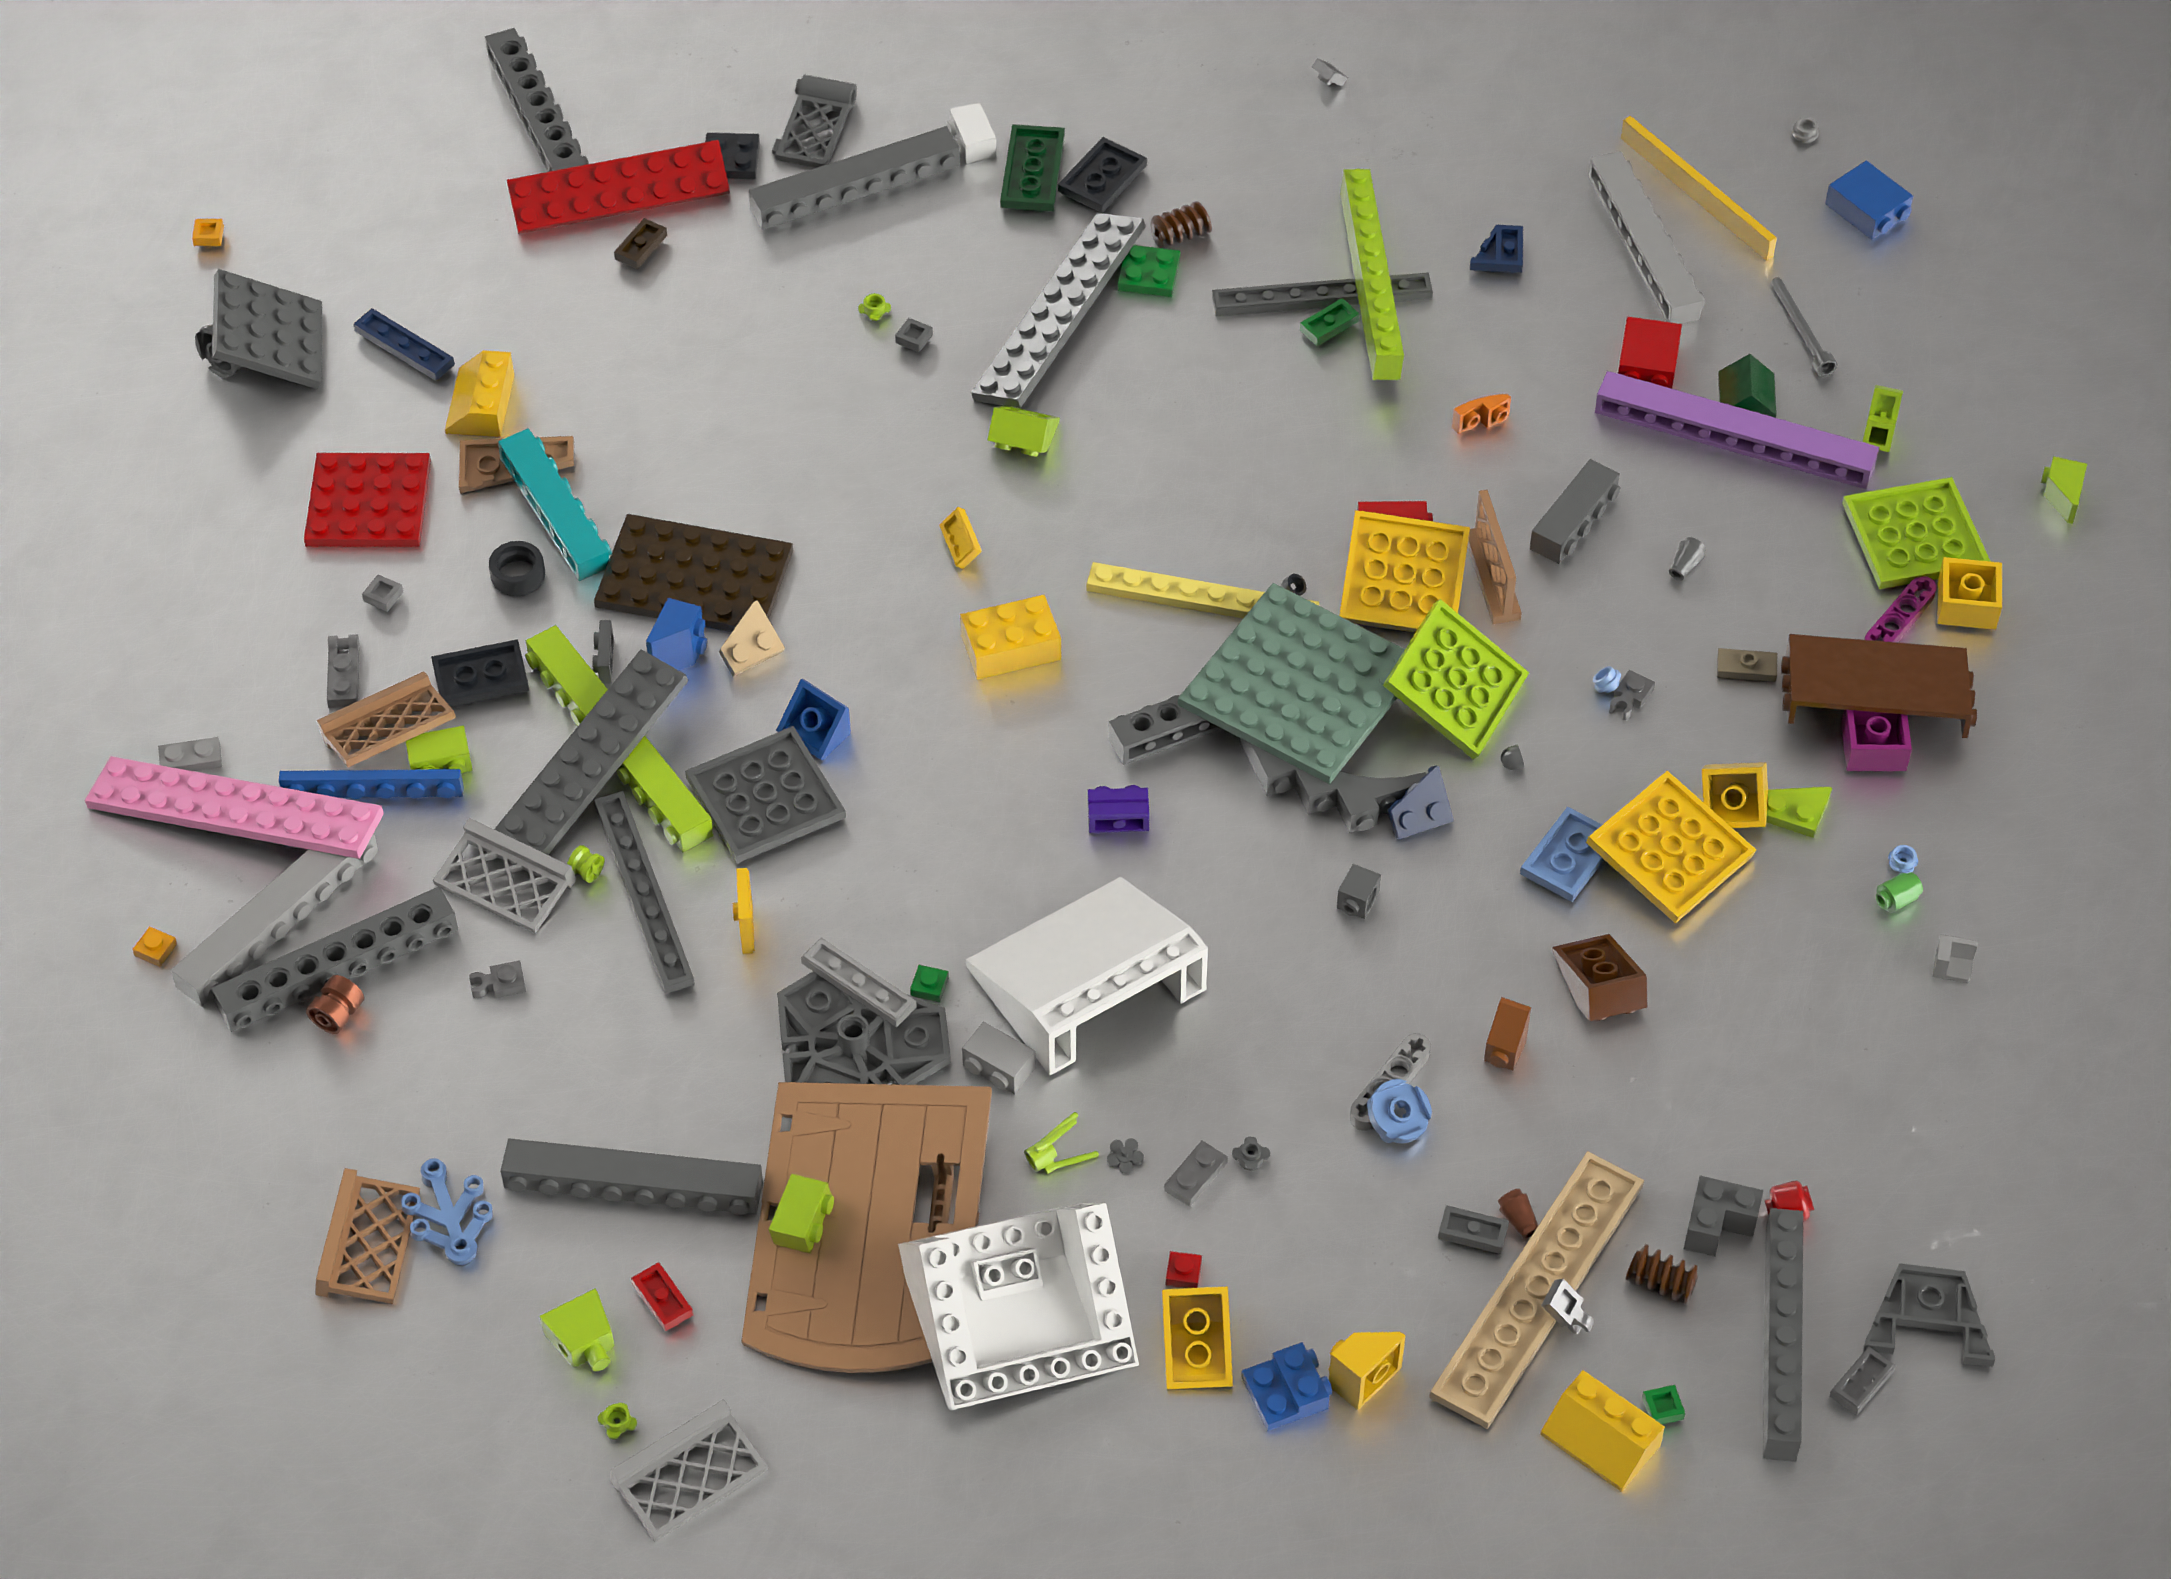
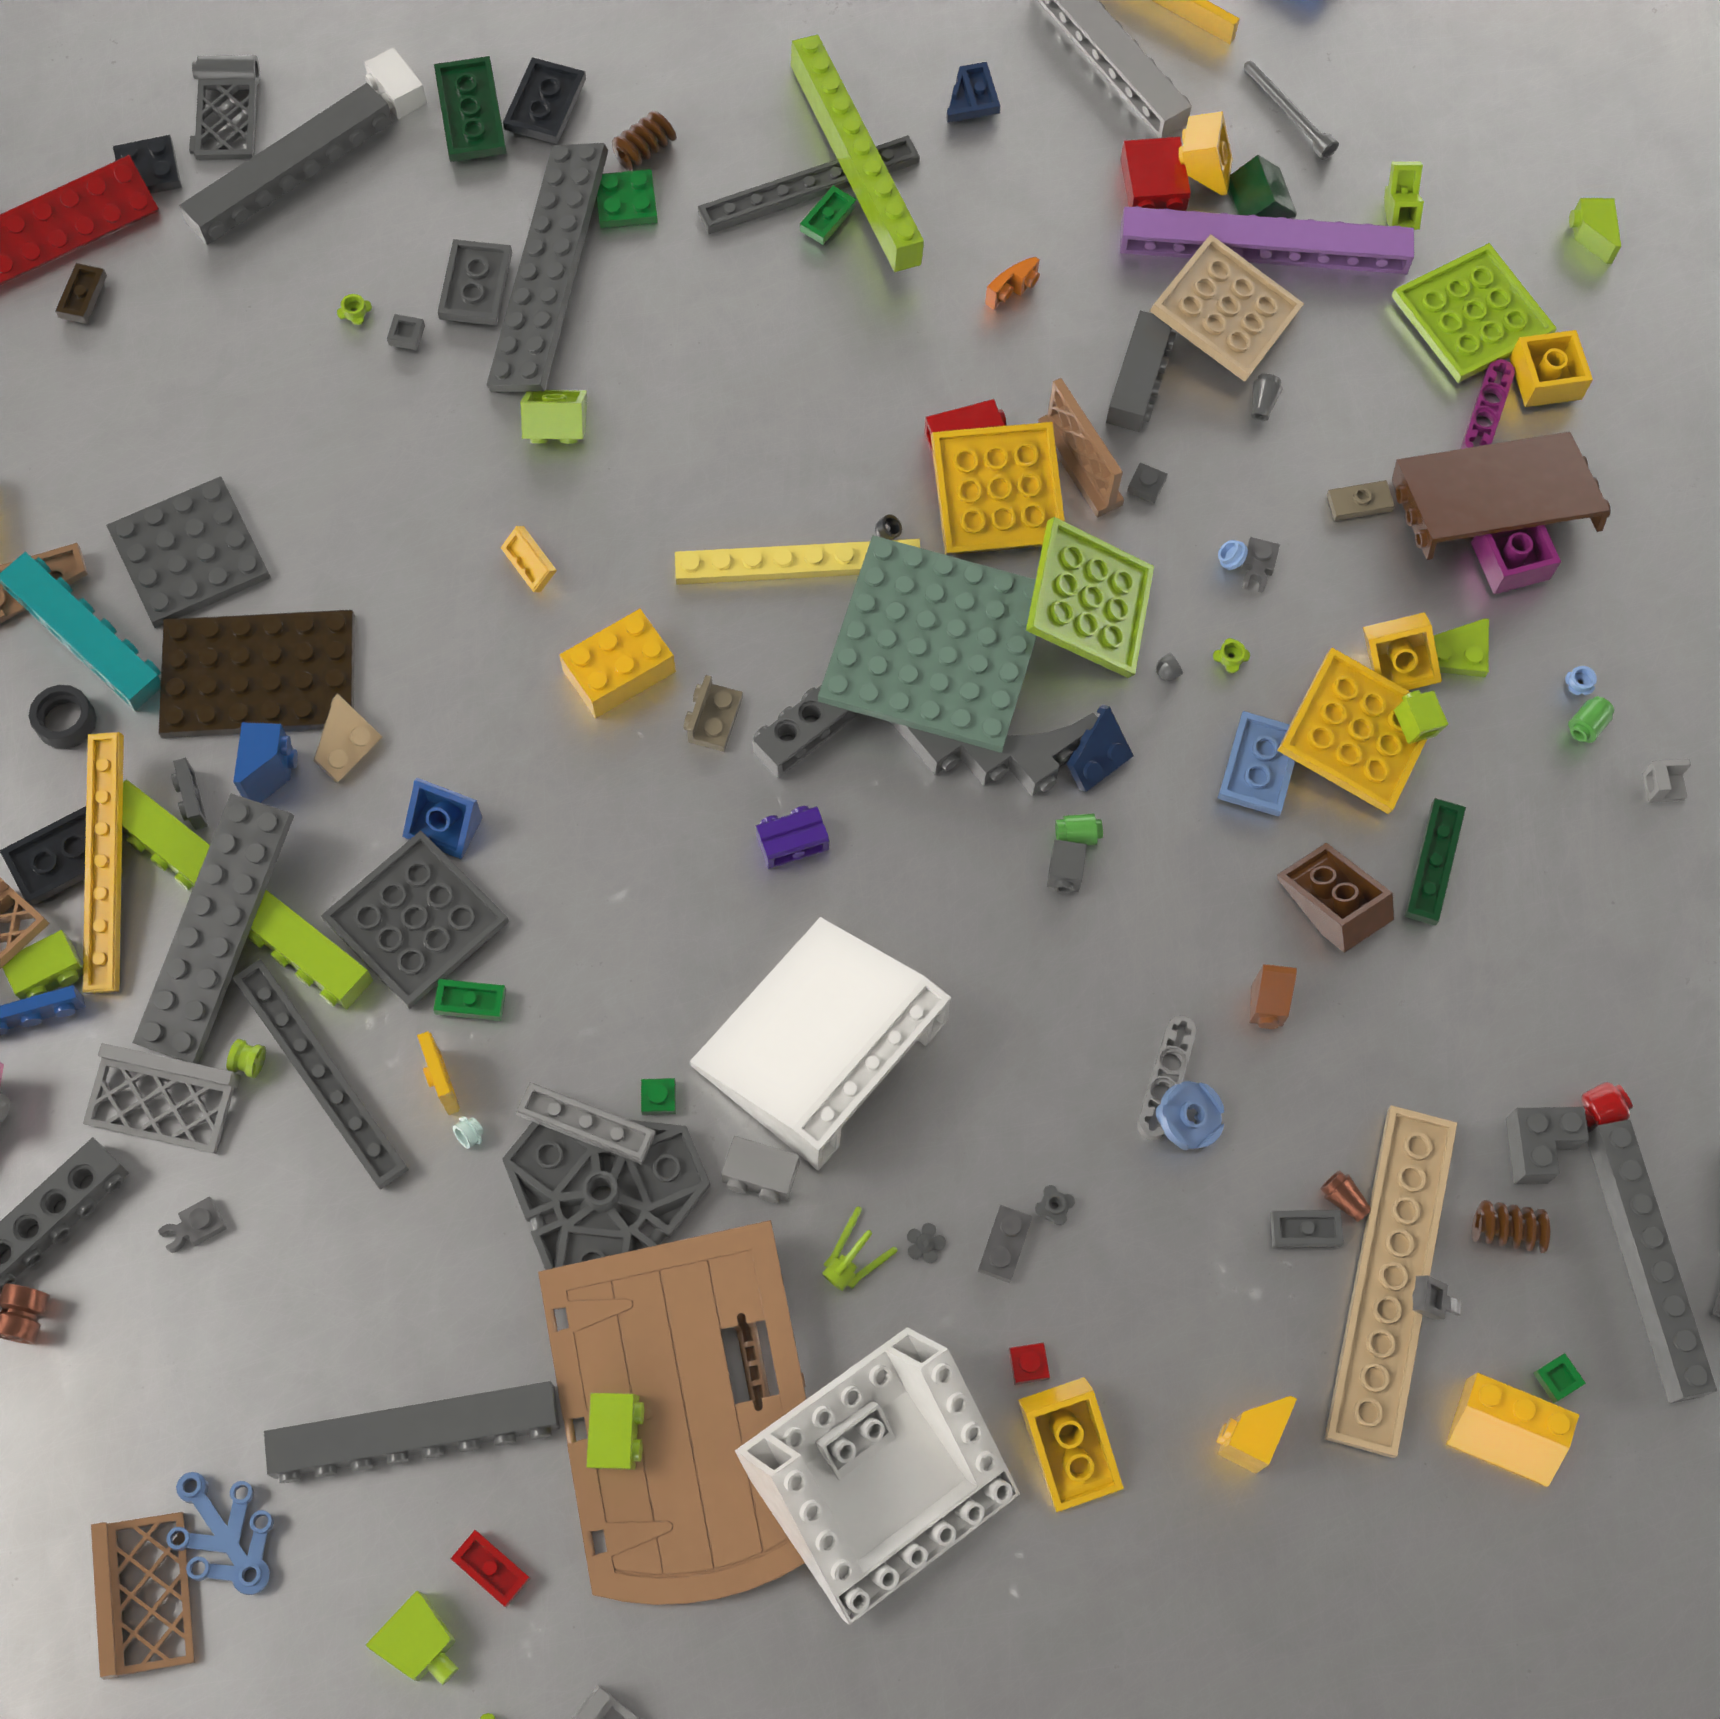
camera: 20 degrees left, 15 degrees up
(515, 684) = (103, 863): none -> yellow tile
(666, 466) = (188, 551): none -> dark grey plate
(755, 967) = (468, 1132): none -> light aqua plate
(791, 867) = (469, 999): none -> green plate
(989, 308) = (475, 282): none -> dark grey plate
(1081, 698) = (712, 715): none -> dark tan bracket
(1287, 1386) = (1179, 1473): blue plate -> none
(1382, 863) = (1079, 829): none -> bright green brick
(1549, 605) = (1147, 482): none -> dark grey plate
(1578, 755) = (1233, 647): none -> lime plate
(1674, 474) = (1227, 307): none -> tan plate
(1703, 342) = (1207, 151): none -> yellow slope
(1704, 971) = (1435, 862): none -> dark green plate
(1729, 845) = (1420, 716): none -> lime brick

